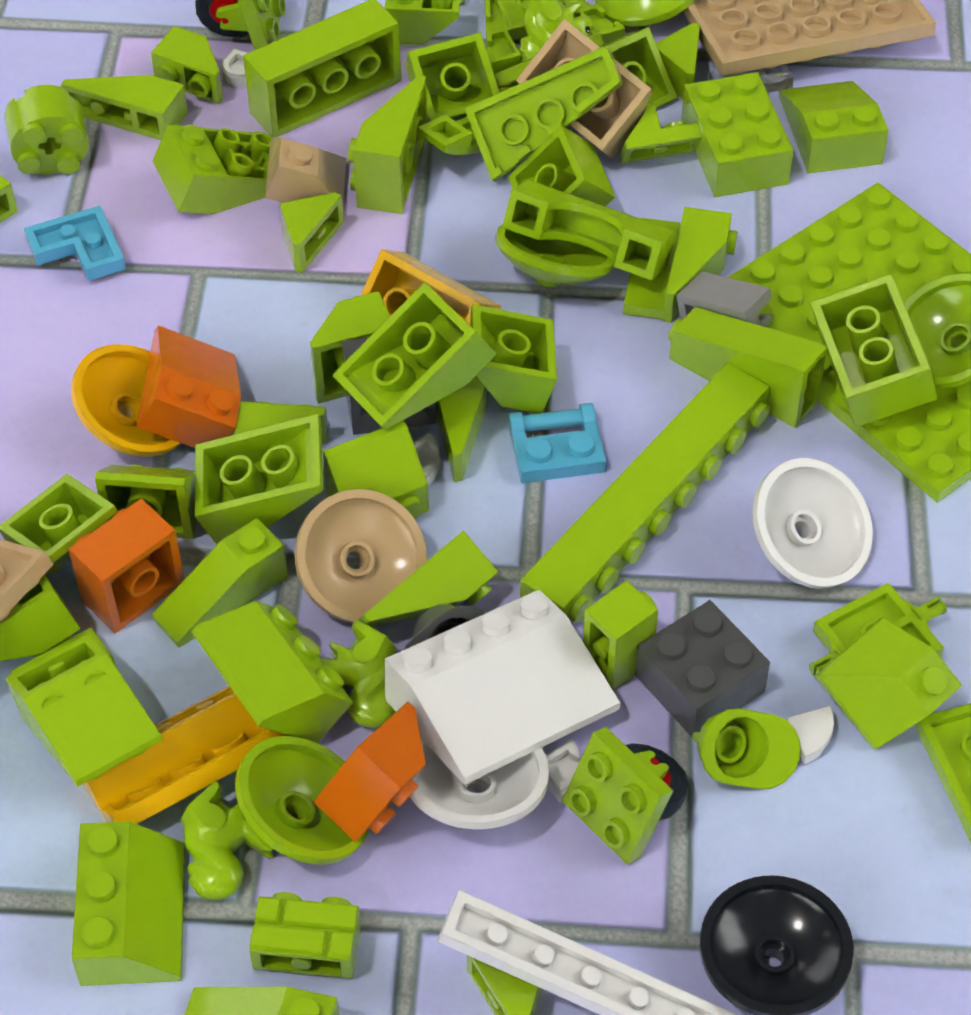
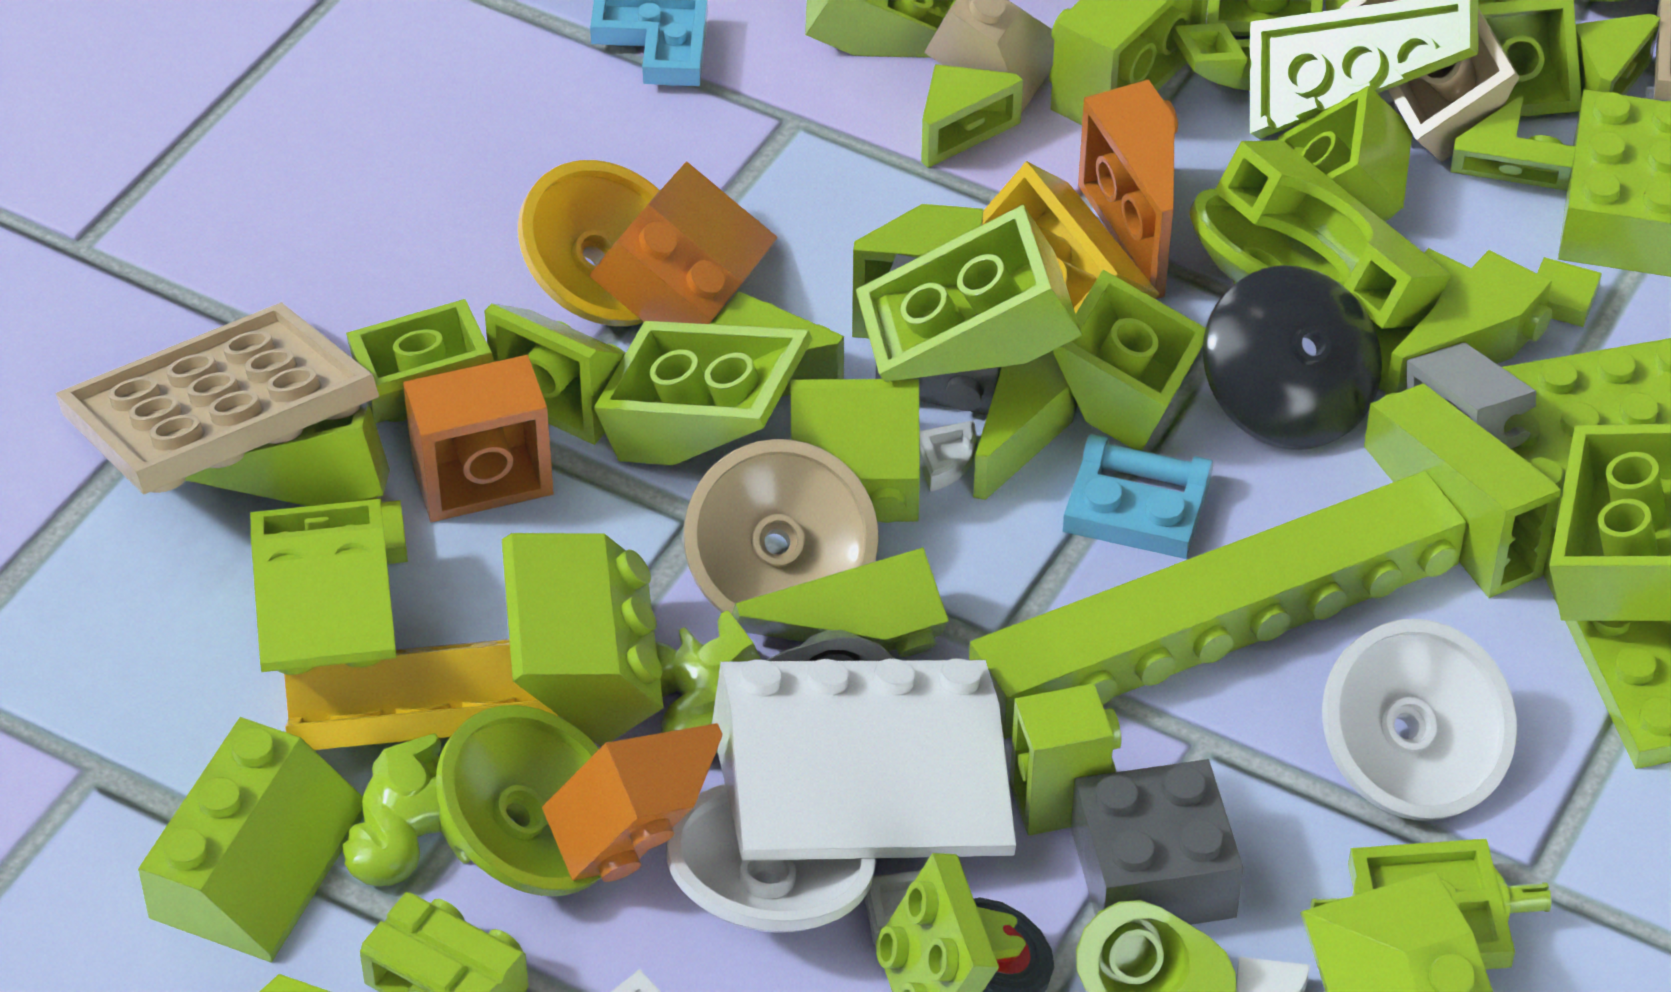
camera: 25 degrees right, 5 degrees down
(224, 580) = (625, 492): lime slope -> none
(447, 233) = (1130, 172): none -> orange slope
(595, 329) = (1267, 377): none -> black dish
(741, 212) = (1571, 290): none -> lime tile

